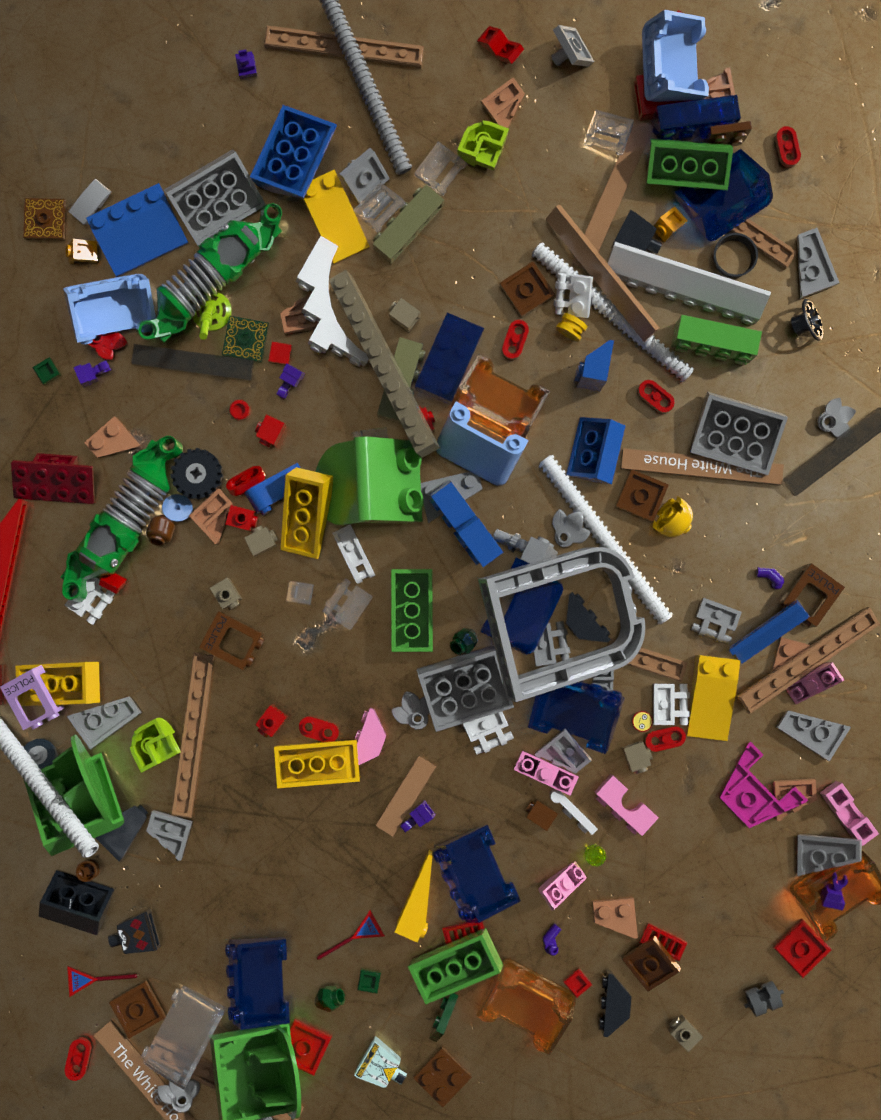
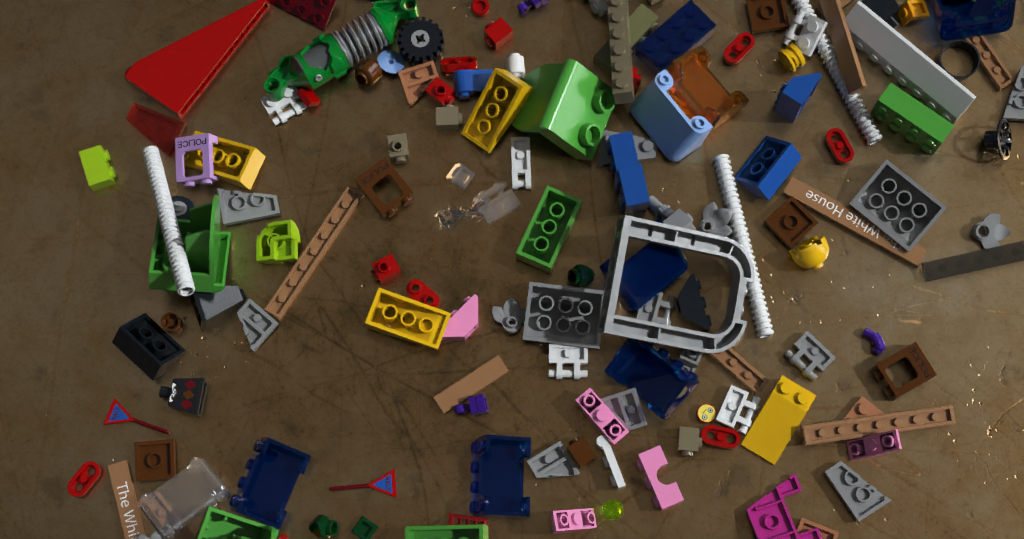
camera: 30 degrees right, 10 degrees down
(303, 457) = (515, 65): none -> white brick
(413, 915) = (434, 481): yellow slope -> none
(518, 836) = (553, 463): none -> light grey wing
(769, 631) = (852, 383): blue fence -> none

